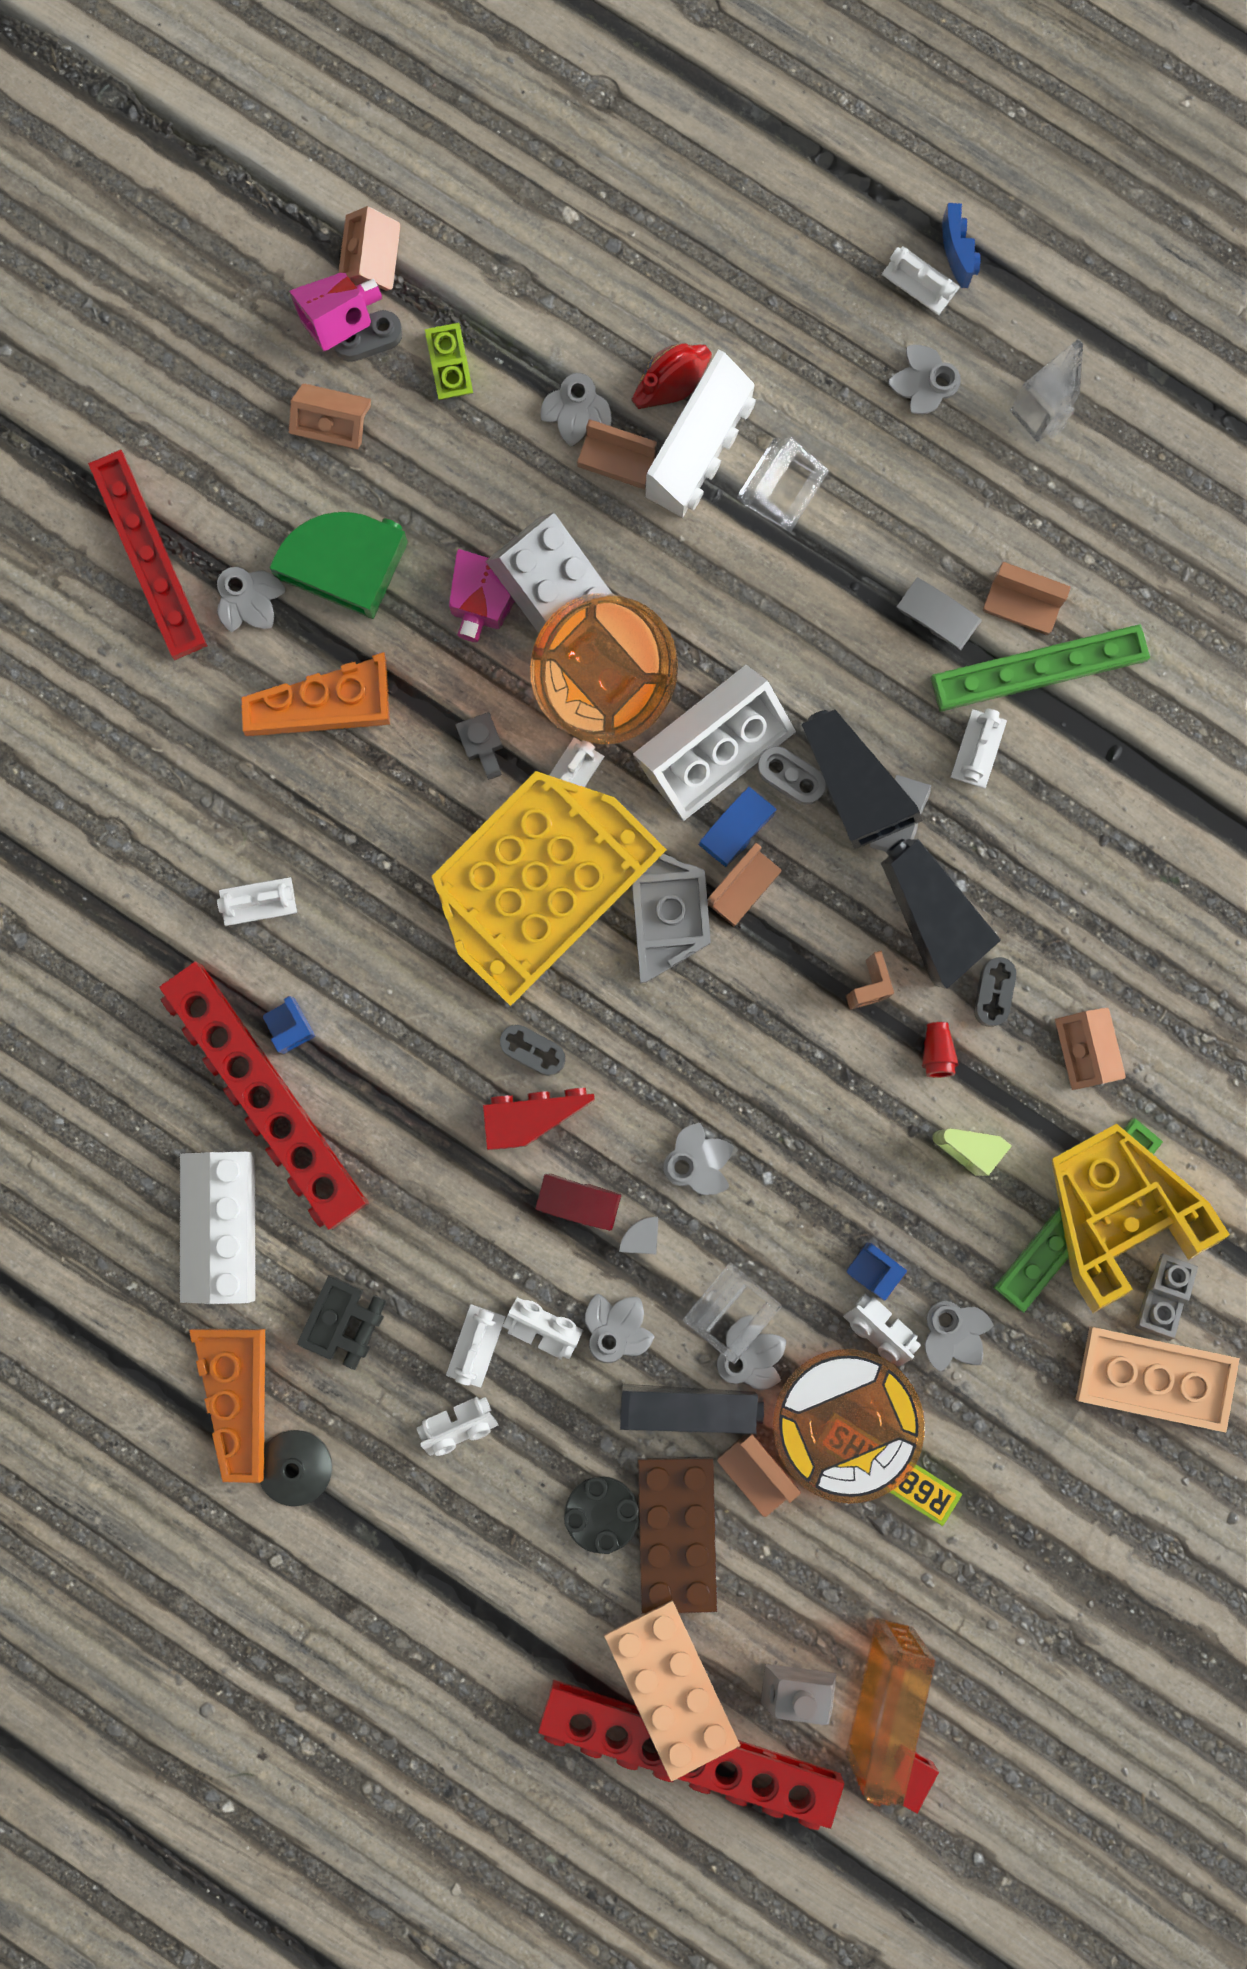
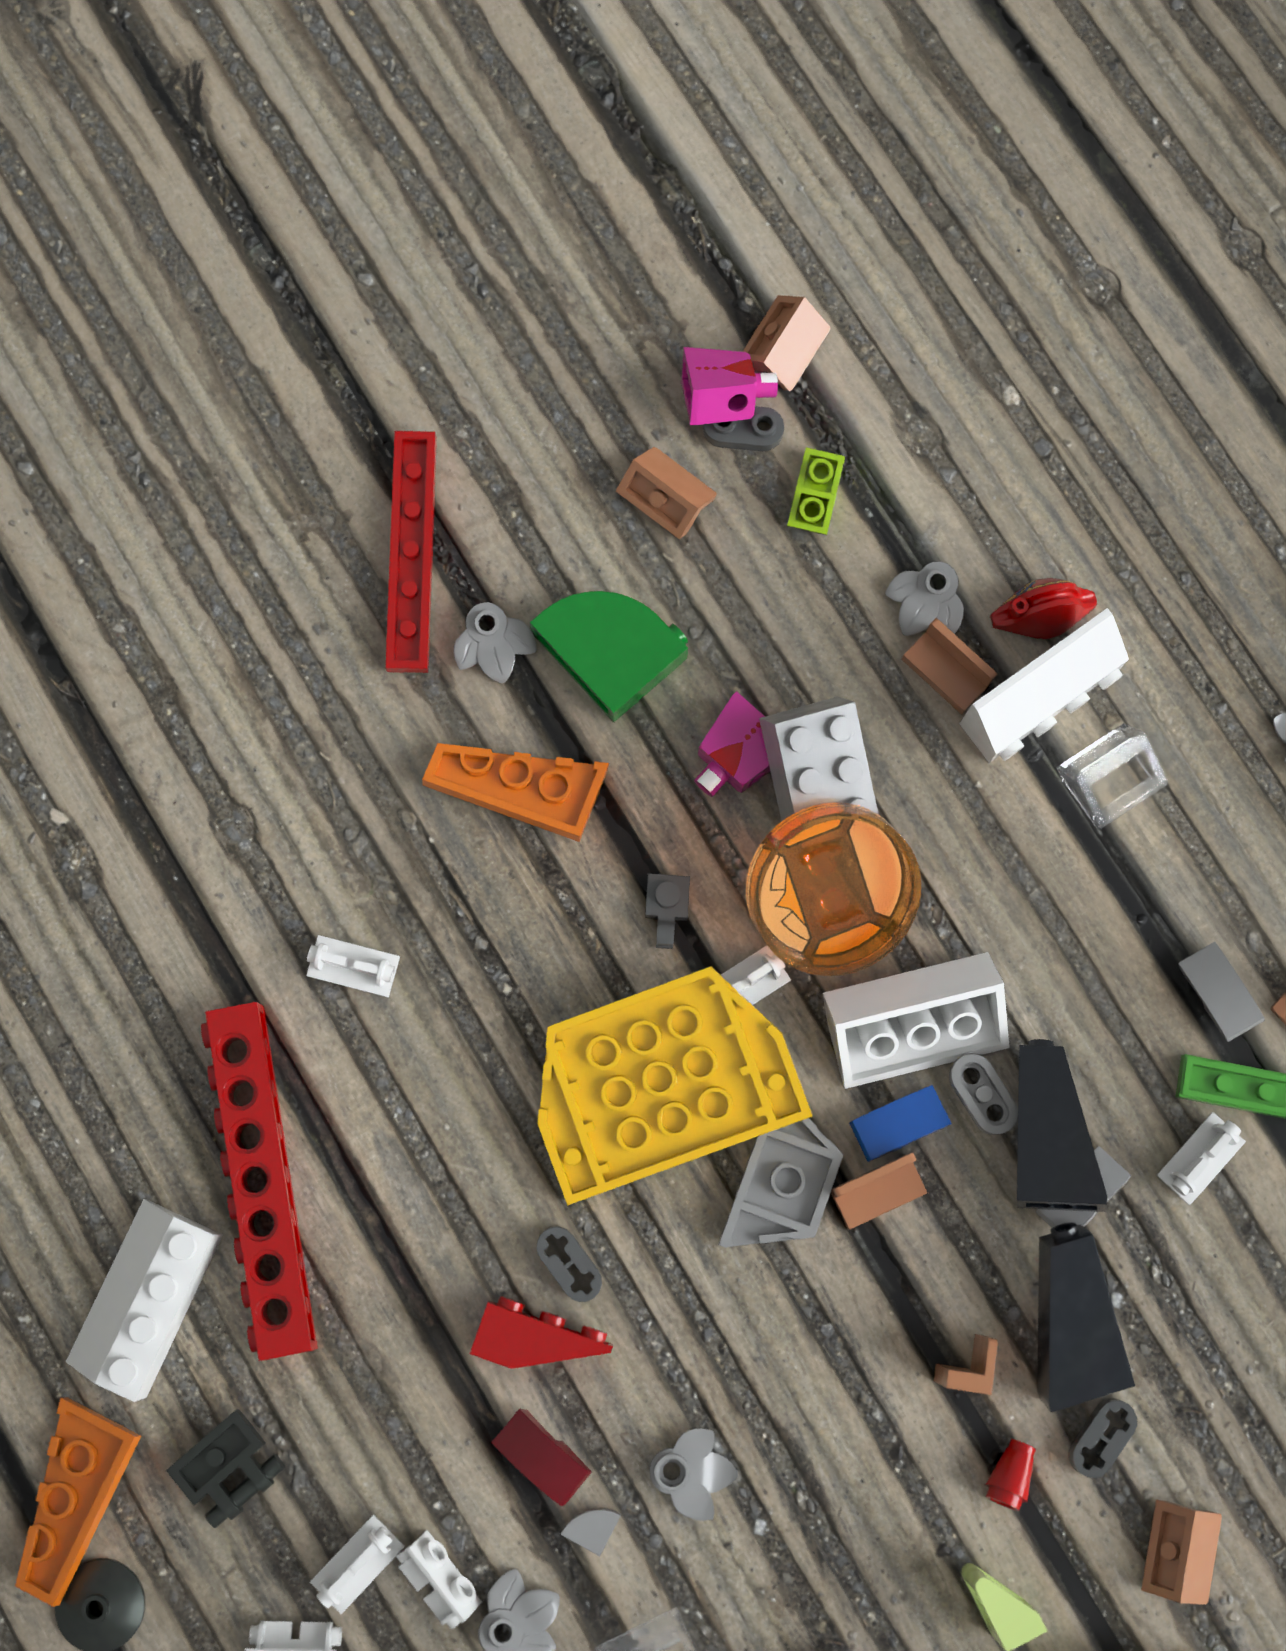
camera: 25 degrees right, 5 degrees down
(288, 1026) = (322, 1114): blue panel -> none

